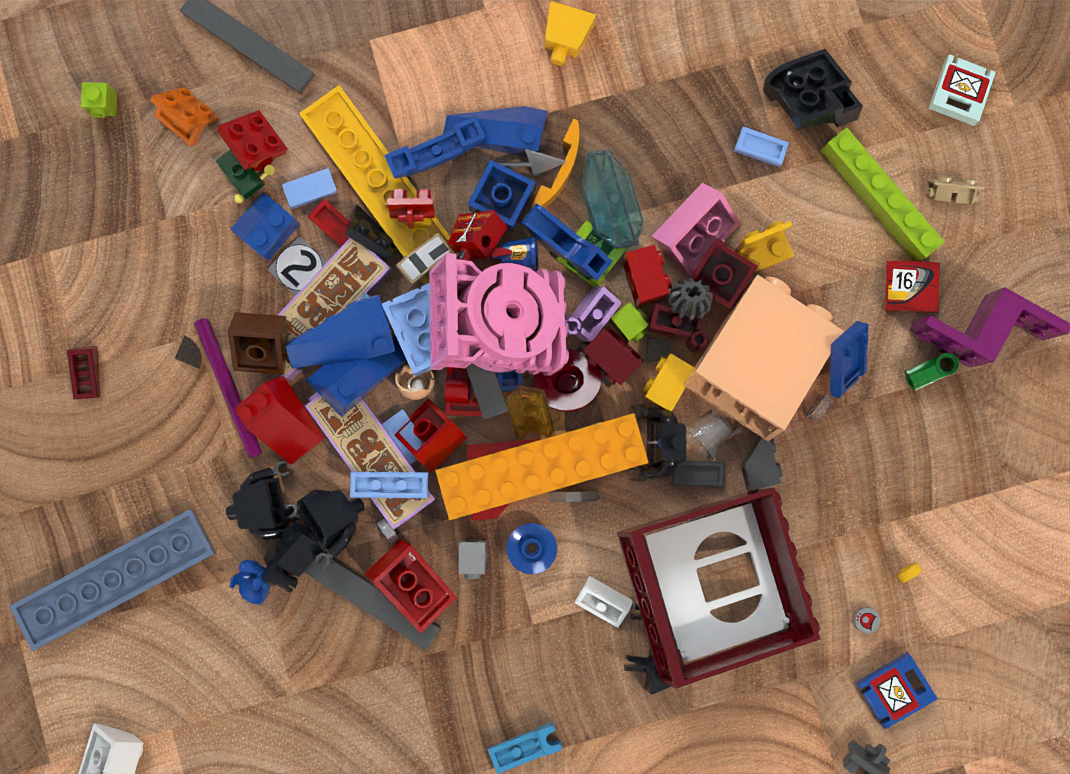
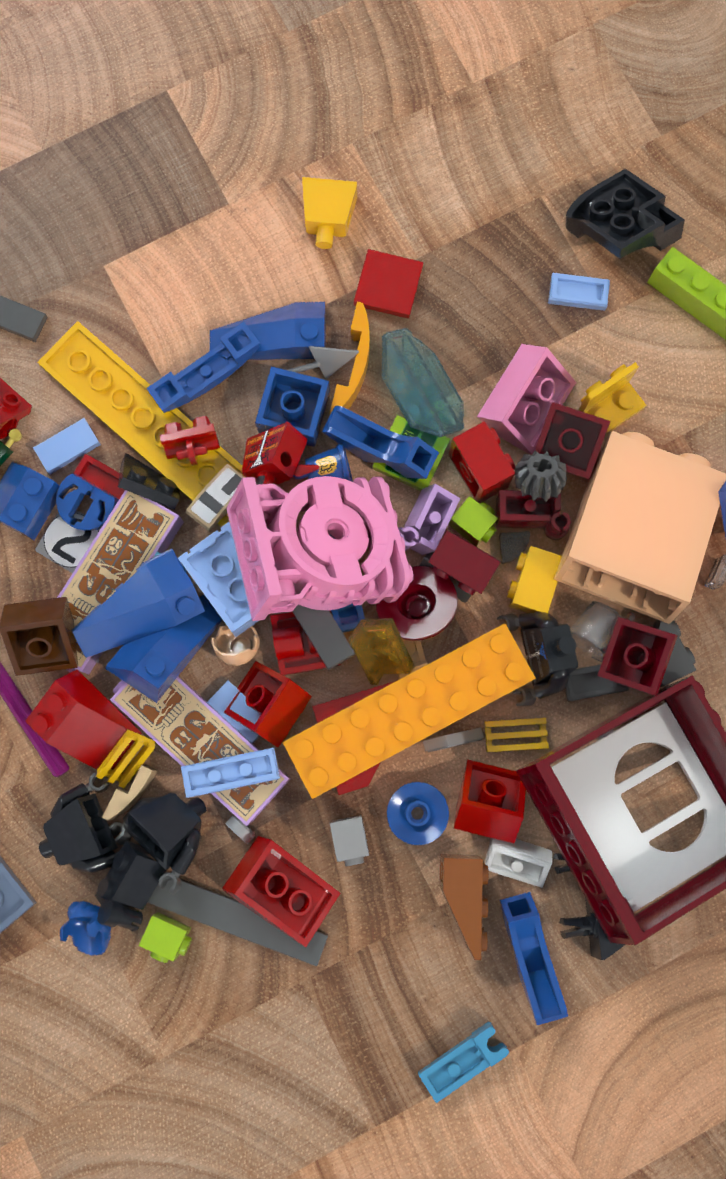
camera: 10 degrees left, 5 degrees down
(300, 486) = (124, 799): none -> tan slope
(302, 238) = (69, 504): none -> blue piece
(312, 602) = (165, 938): none -> lime brick
(314, 462) = (130, 771): none -> yellow tile
(553, 612) = (462, 887): none -> dark orange slope
(591, 551) = (490, 802): none -> red slope
(597, 680) = (533, 958): none -> blue arch
(604, 106) = (388, 283): none -> red tile
(646, 506) = (542, 733): none -> yellow tile
(734, 462) = (637, 656): none -> dark red slope

